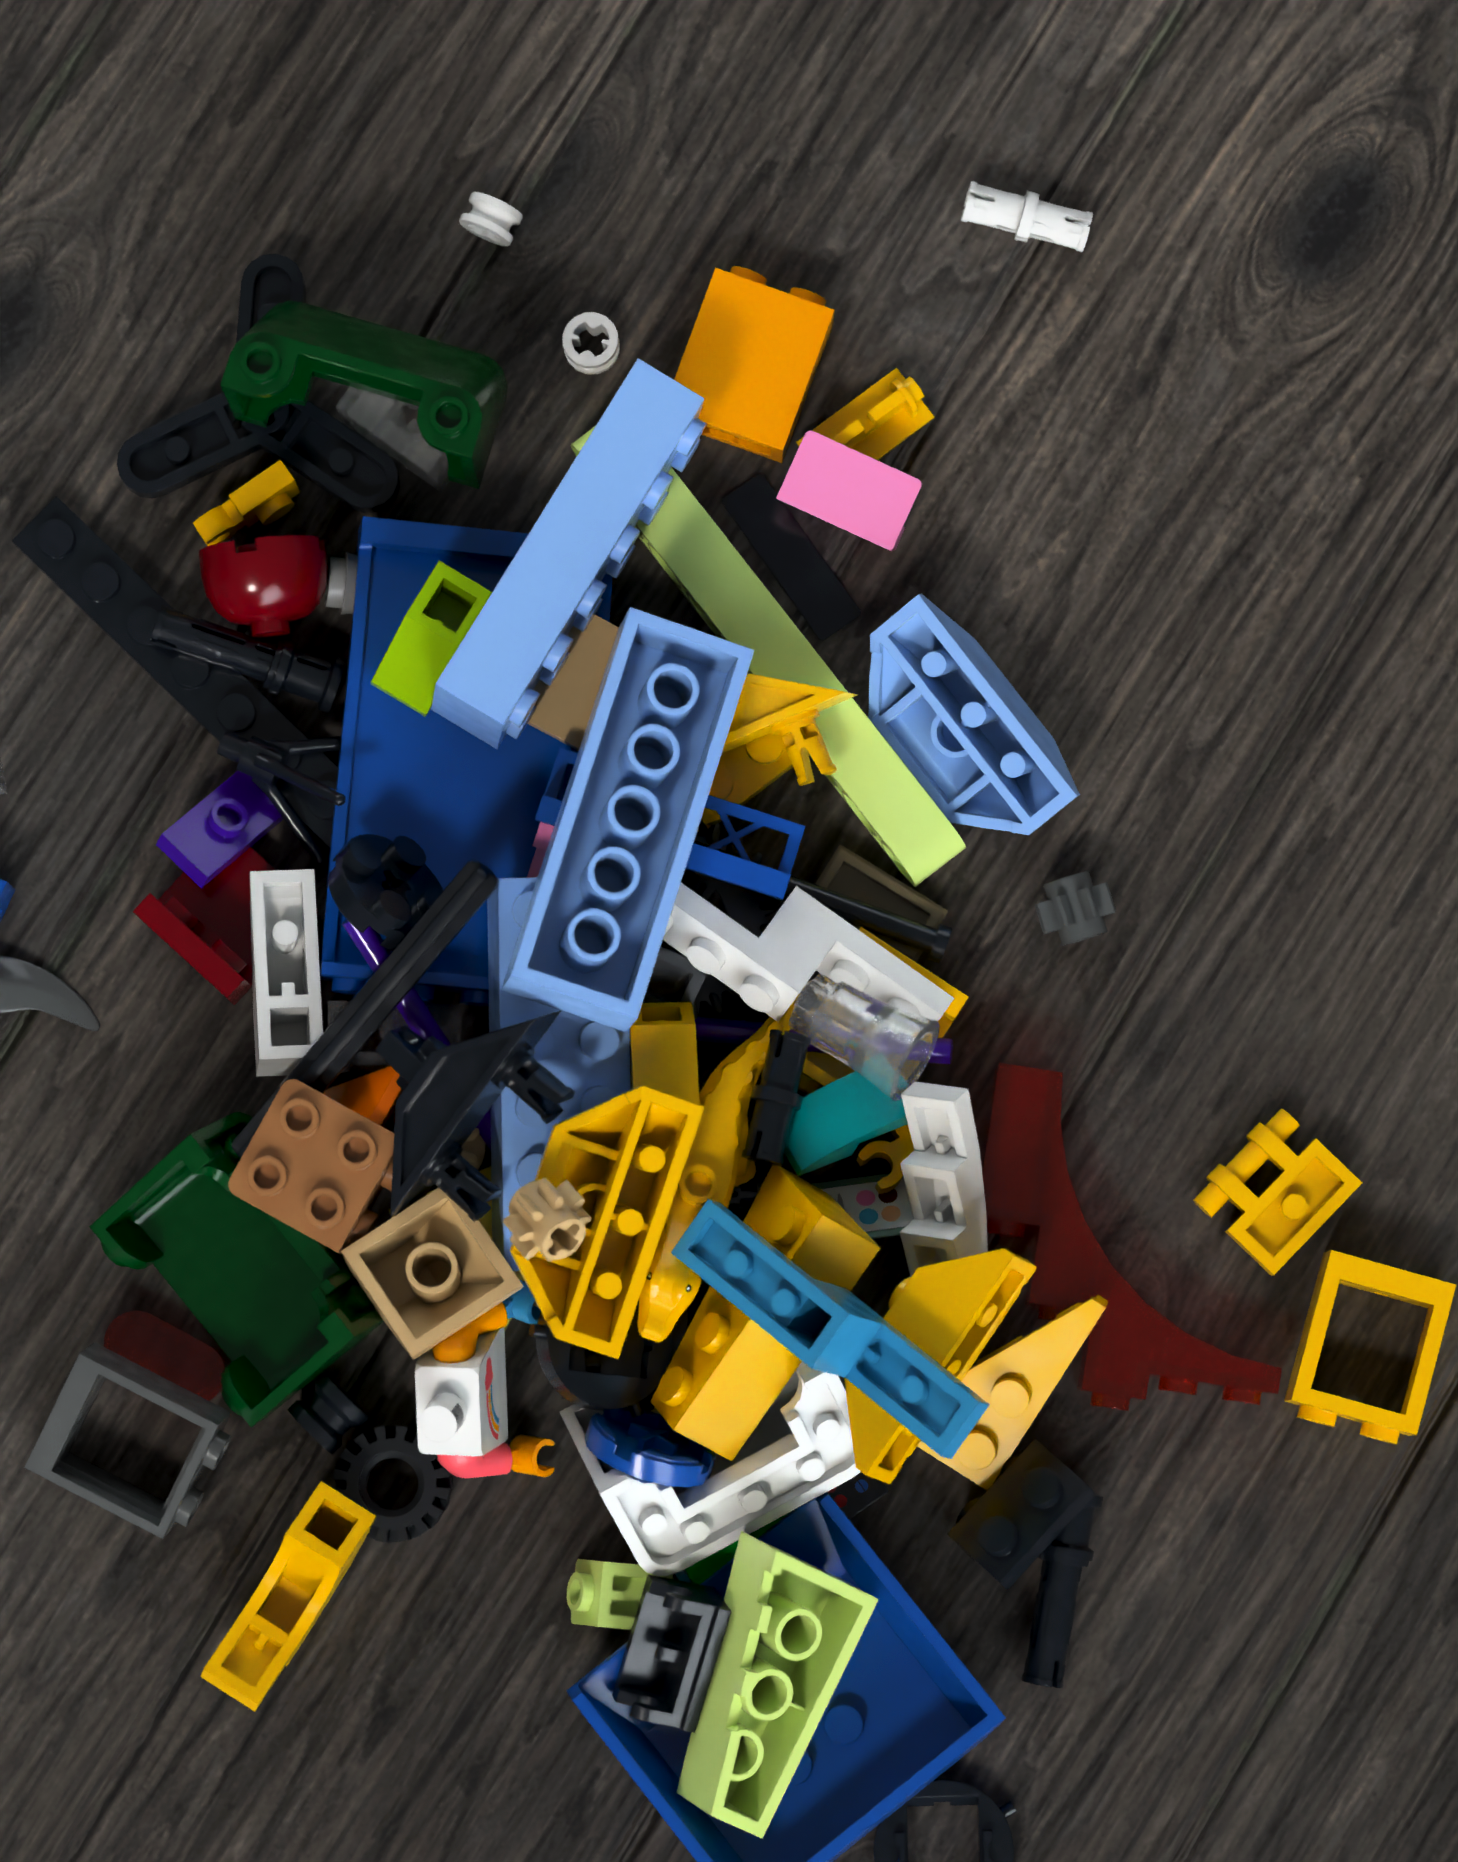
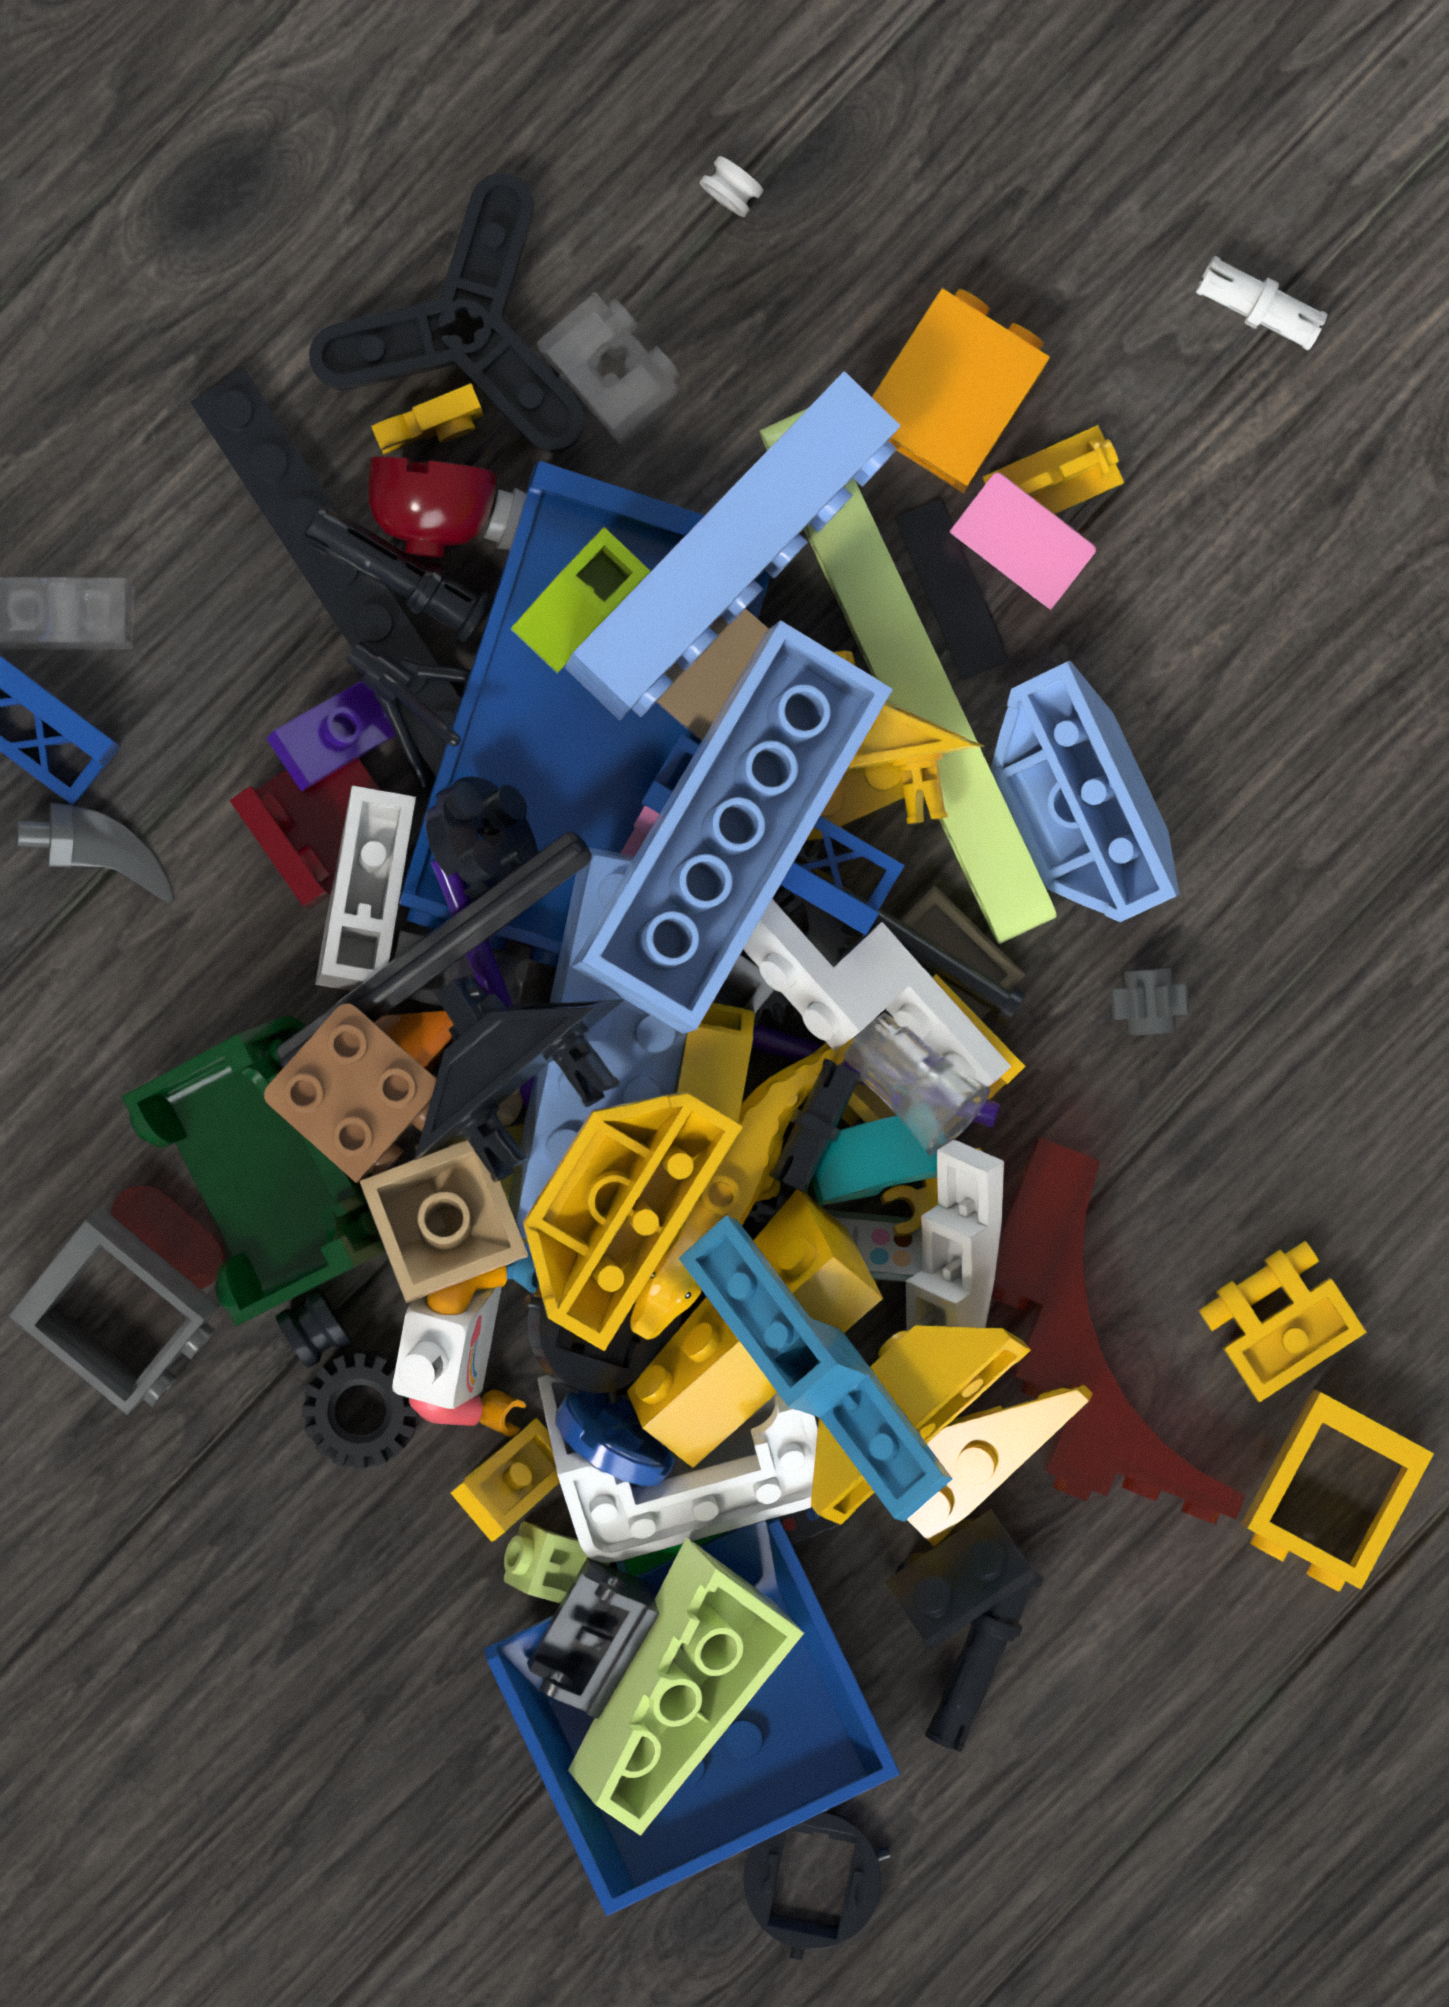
camera: 10 degrees right, 5 degrees up
(290, 1596) = (236, 1498): yellow arch -> none
(294, 342) = (515, 271): dark green windscreen -> none
(547, 1220) = (565, 1204): tan gear -> none
(556, 1519) = (509, 1481): none -> yellow slope
(586, 361) = (794, 349): white bush -> none

